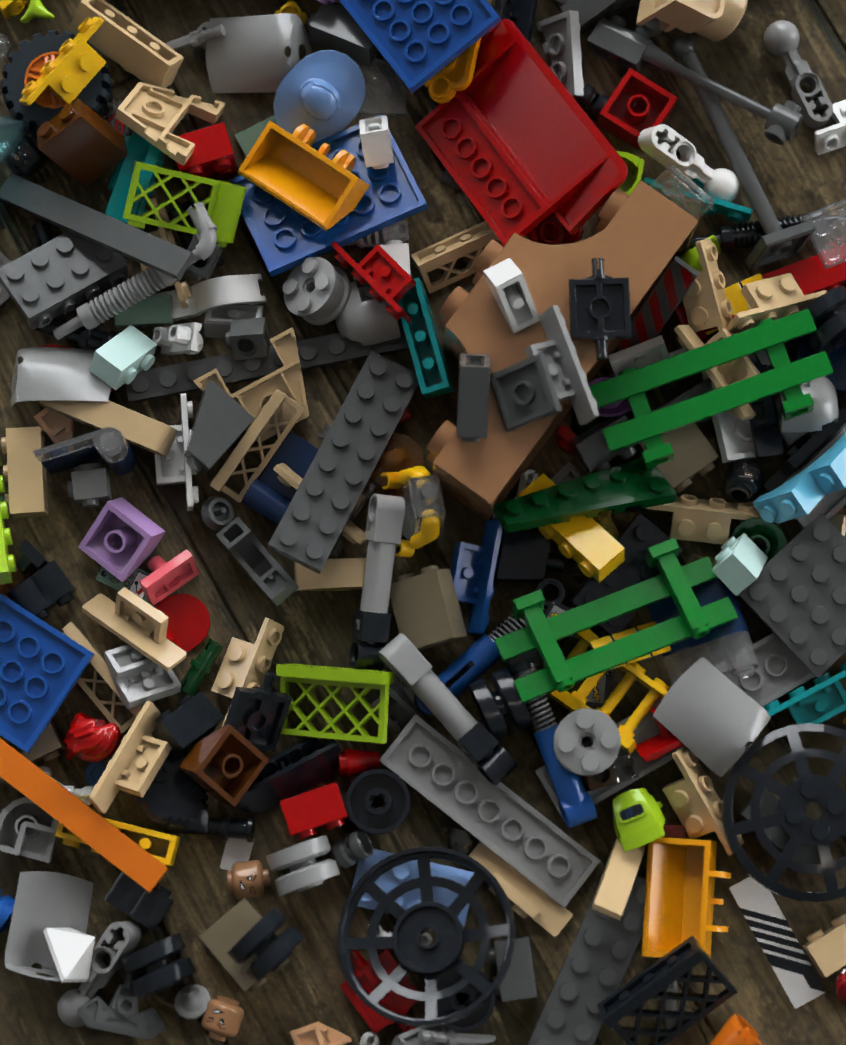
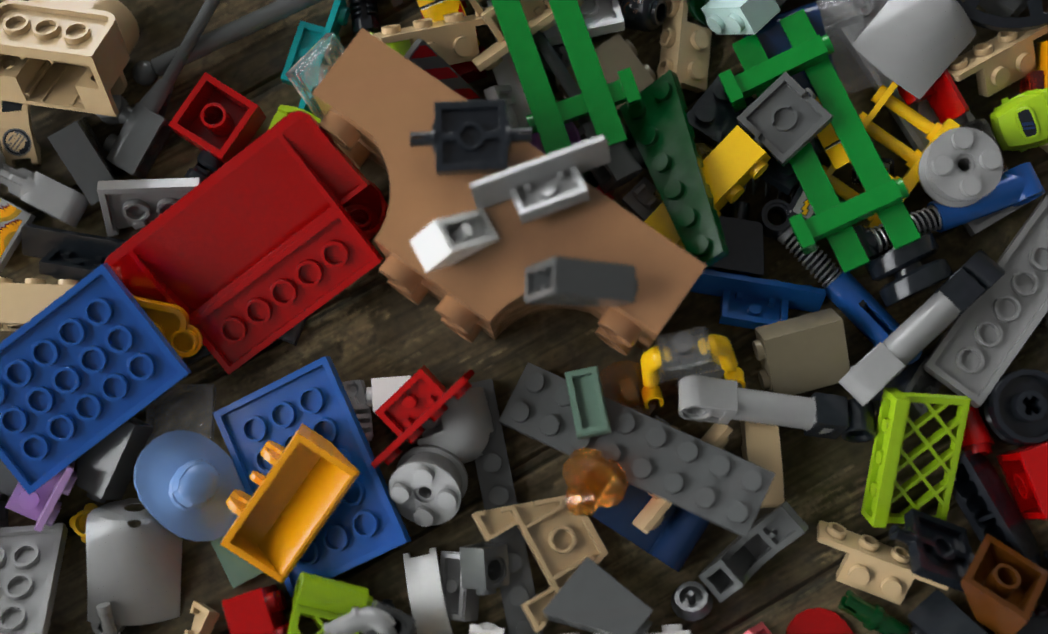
camera: 85 degrees left, 0 degrees up
(249, 438) = (611, 564): tan fence -> none
(317, 428) = (594, 481): none -> clear orange tile
(376, 142) = (248, 415): white slope -> none
(384, 421) = (587, 402): none -> sand green tile
(425, 343) = (492, 358): teal brick -> none
(449, 251) = (378, 334): tan fence -> none
(525, 392) = (577, 220): dark grey tile -> none
(632, 592) = (784, 118): none -> dark grey plate
(661, 144) = (266, 75): white beam -> none

